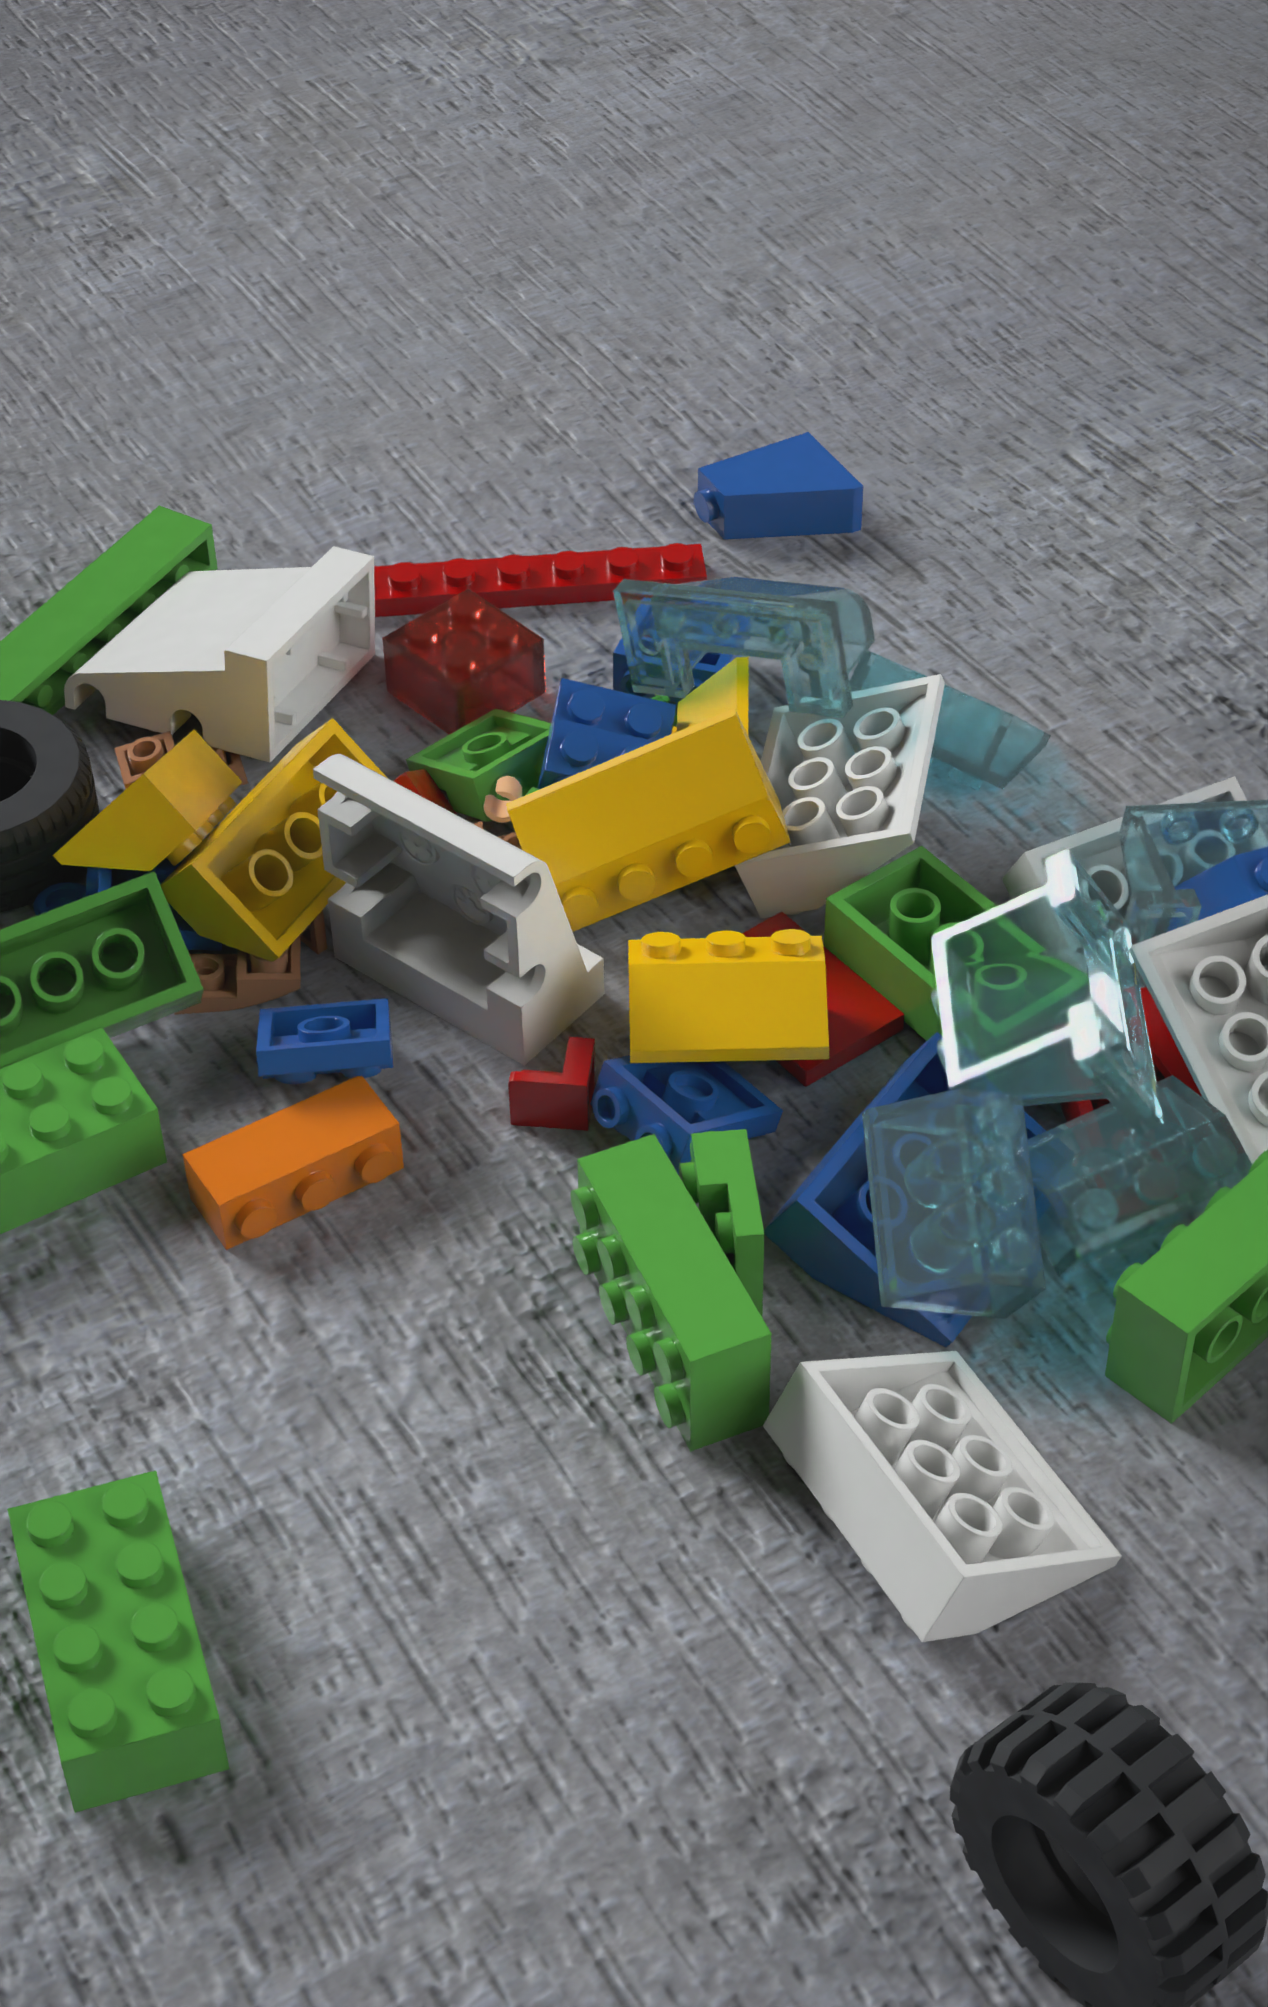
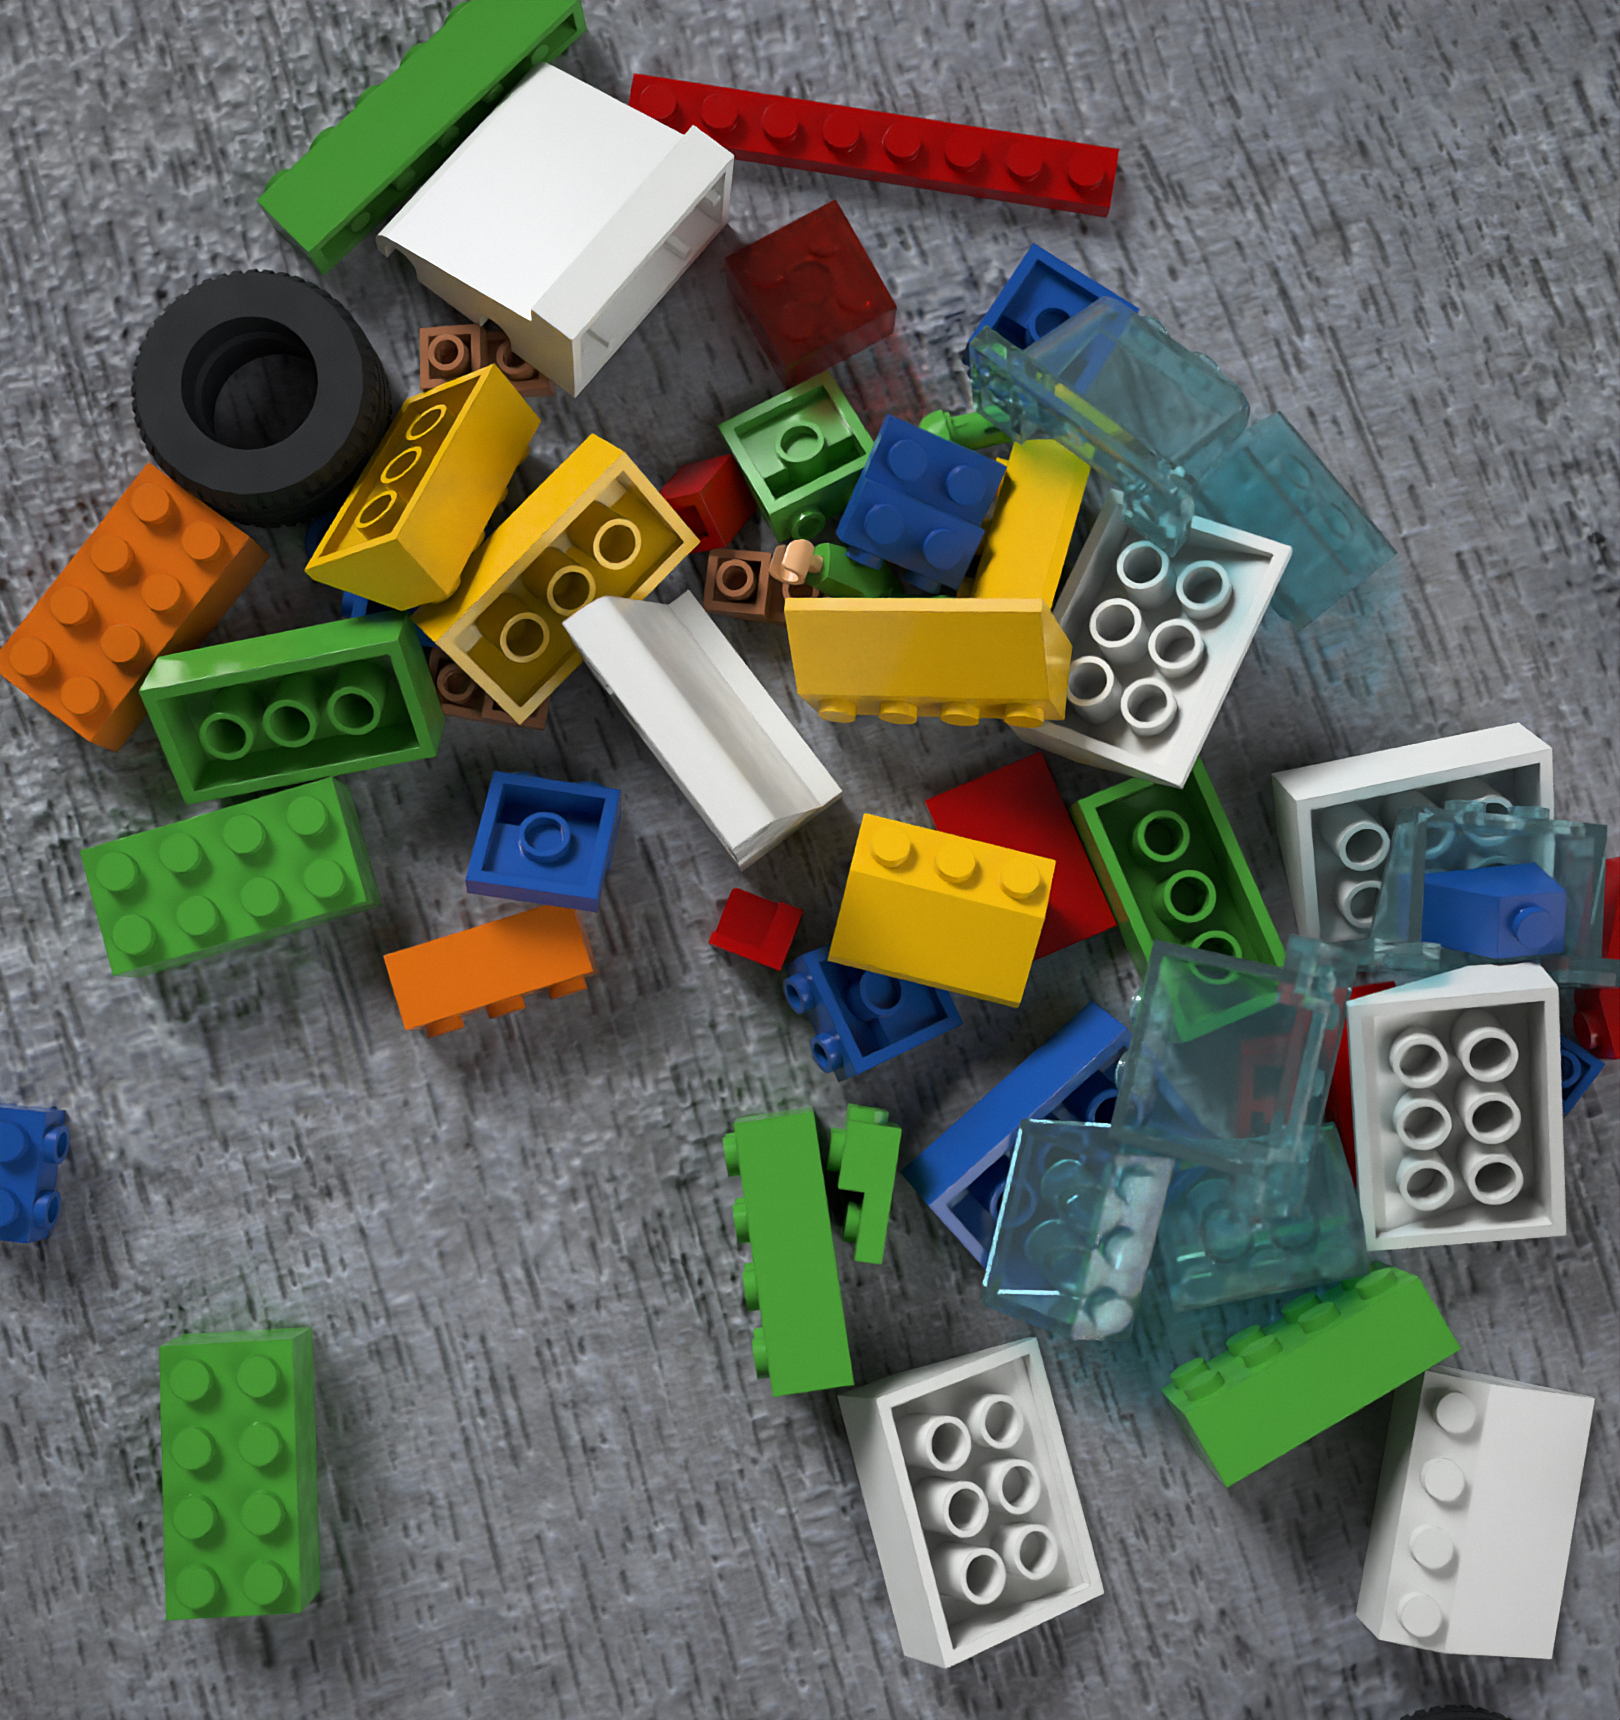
camera: 10 degrees right, 40 degrees up
(780, 492) = (1231, 85): blue slope -> none

